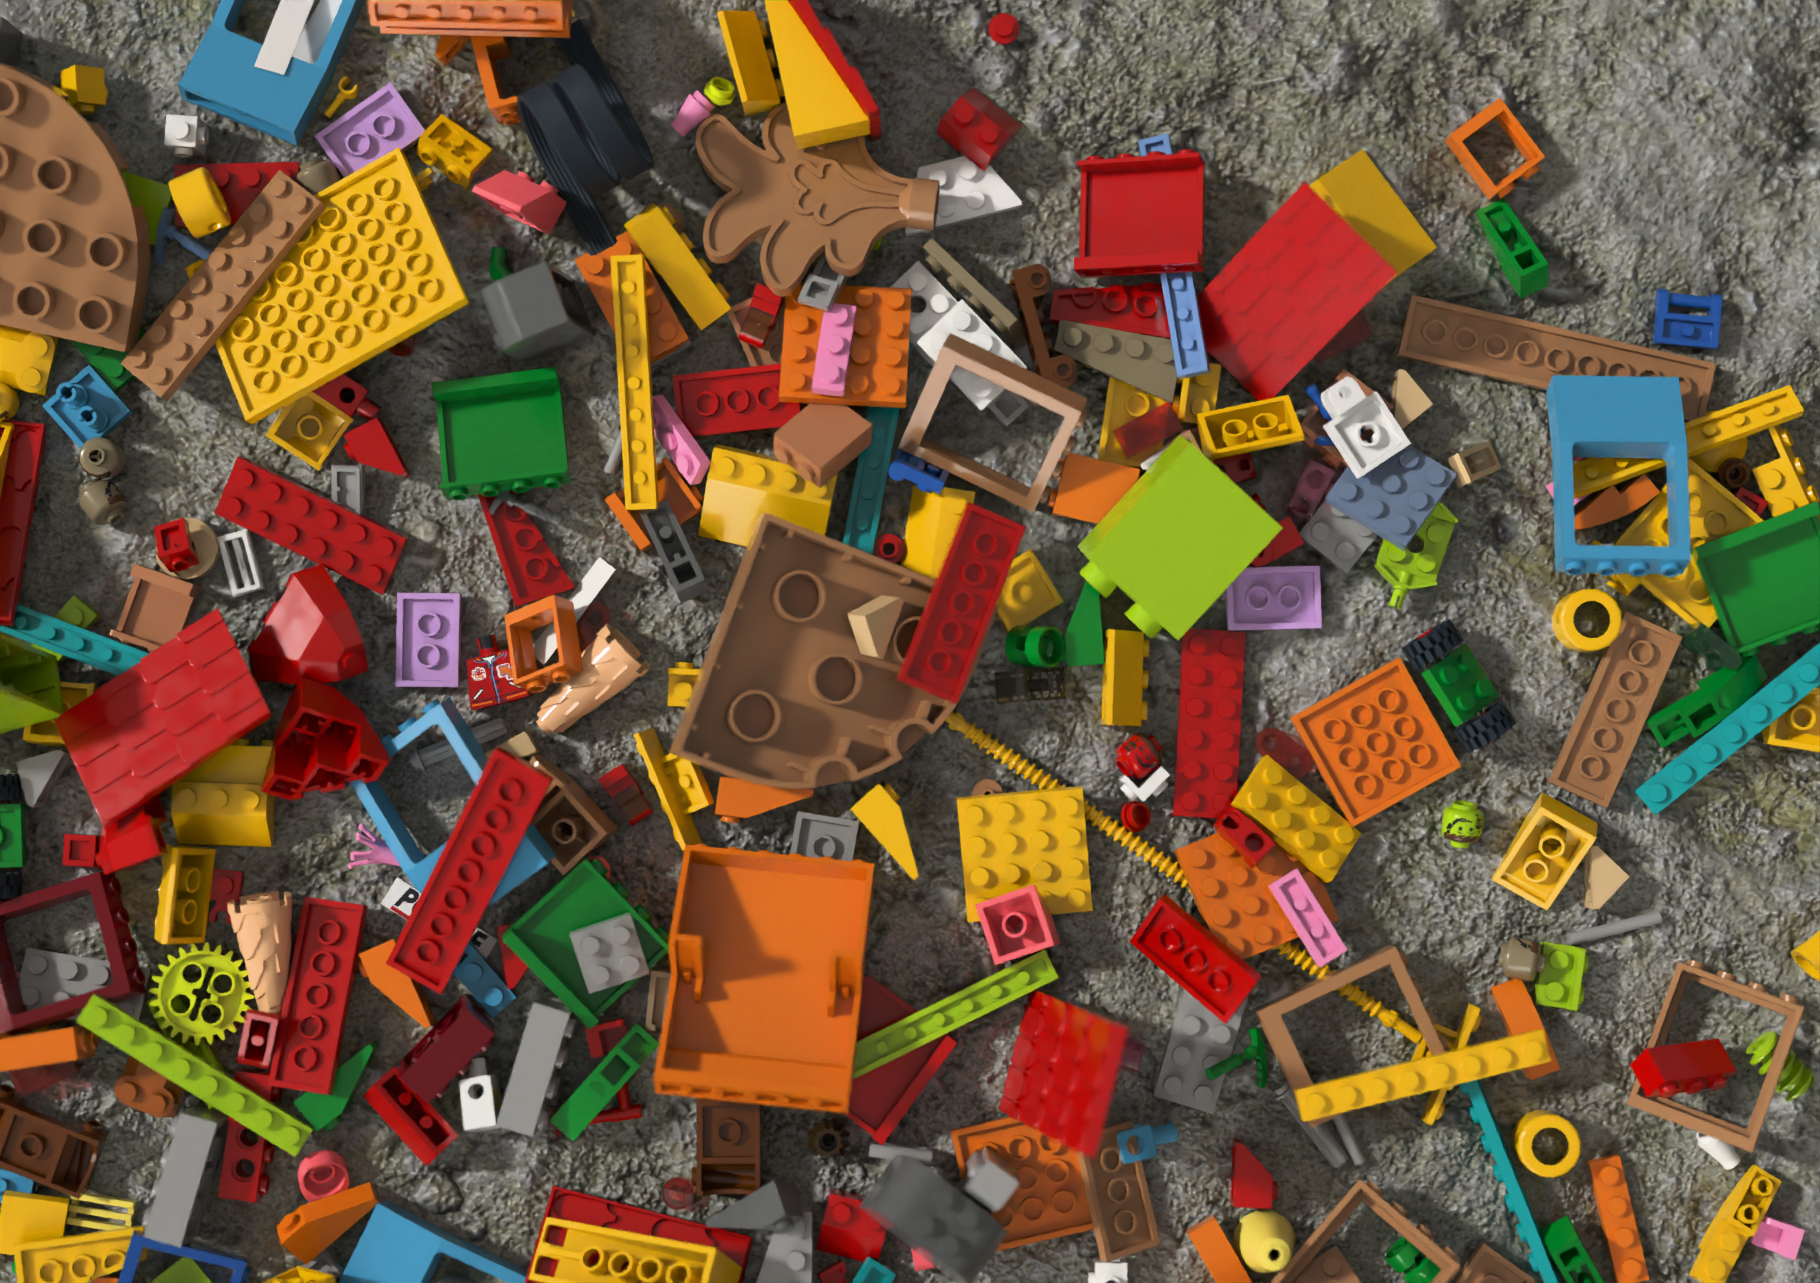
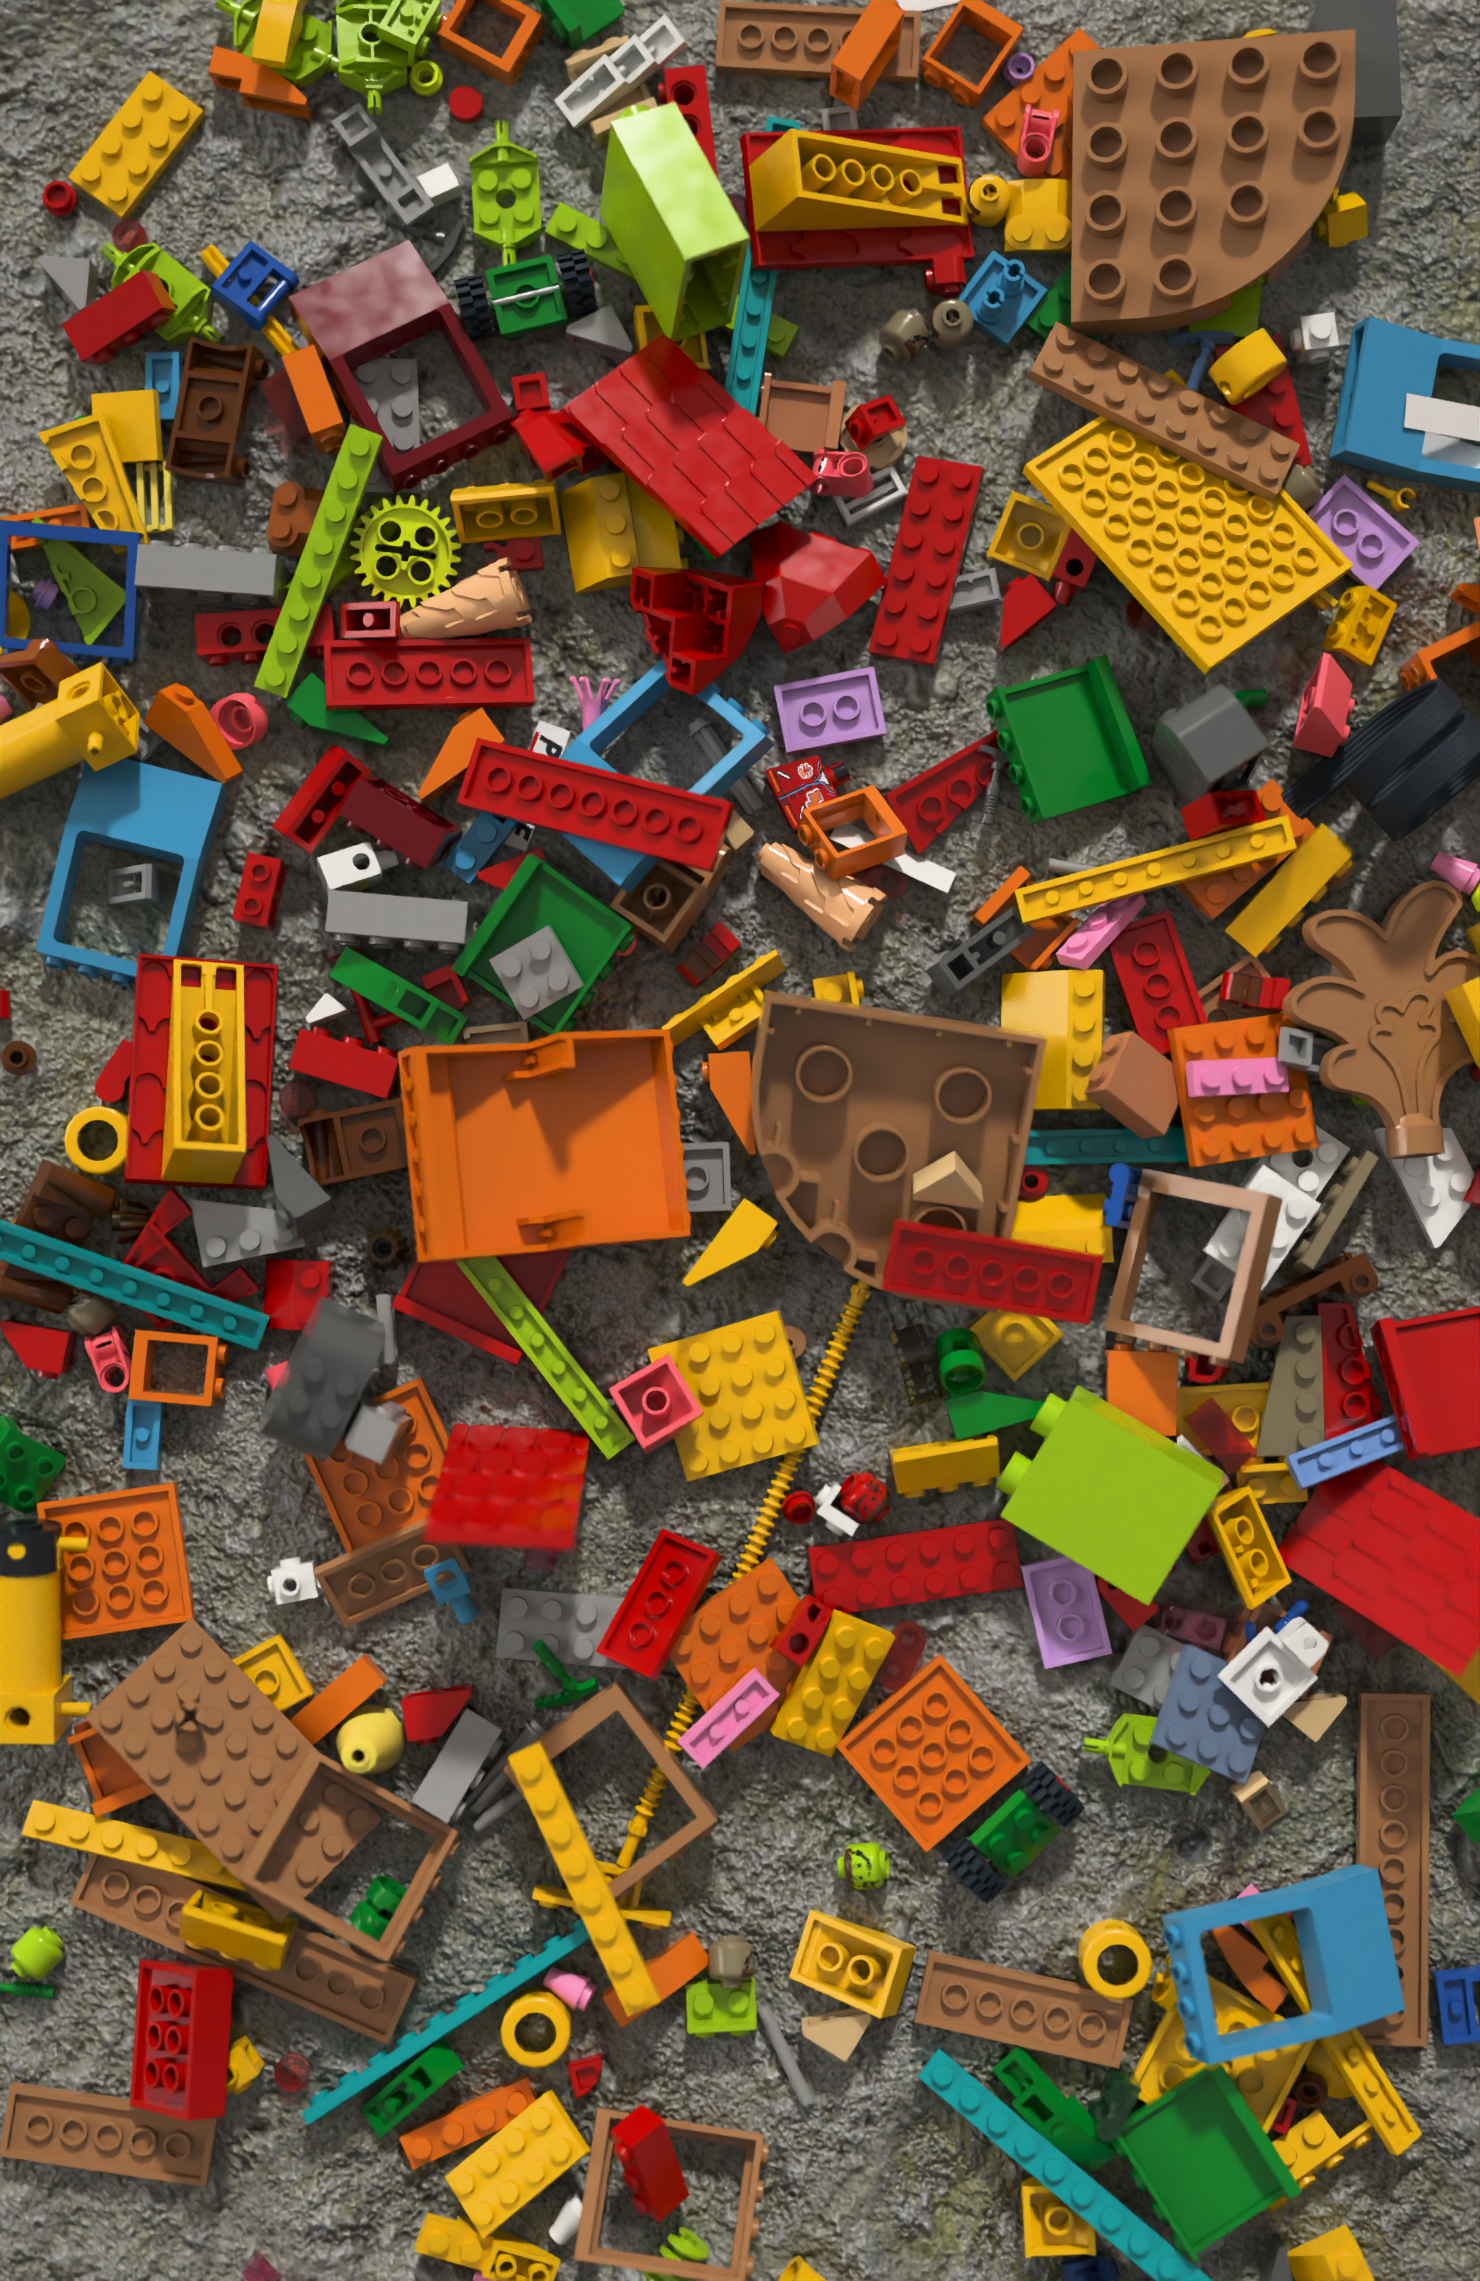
camera: 80 degrees right, 0 degrees up
(56, 453) = (945, 276): none -> red plate
(216, 585) = (841, 473): none -> coral piece
(483, 1188) = (260, 892): none -> red brick
(596, 312) = (1221, 813): none -> red arch
(603, 1149) = (326, 1010): none -> white slope
(654, 1141) = (345, 1062): none -> red brick
(1089, 431) = (1203, 1371): none -> red plate
(1303, 1168) = (457, 1767): none -> light grey wedge
(1518, 1106) = (570, 1987): none -> bright pink cone
(1595, 1109) = (584, 2074): none -> red tile
(1661, 1185) = (517, 2164): none -> yellow plate

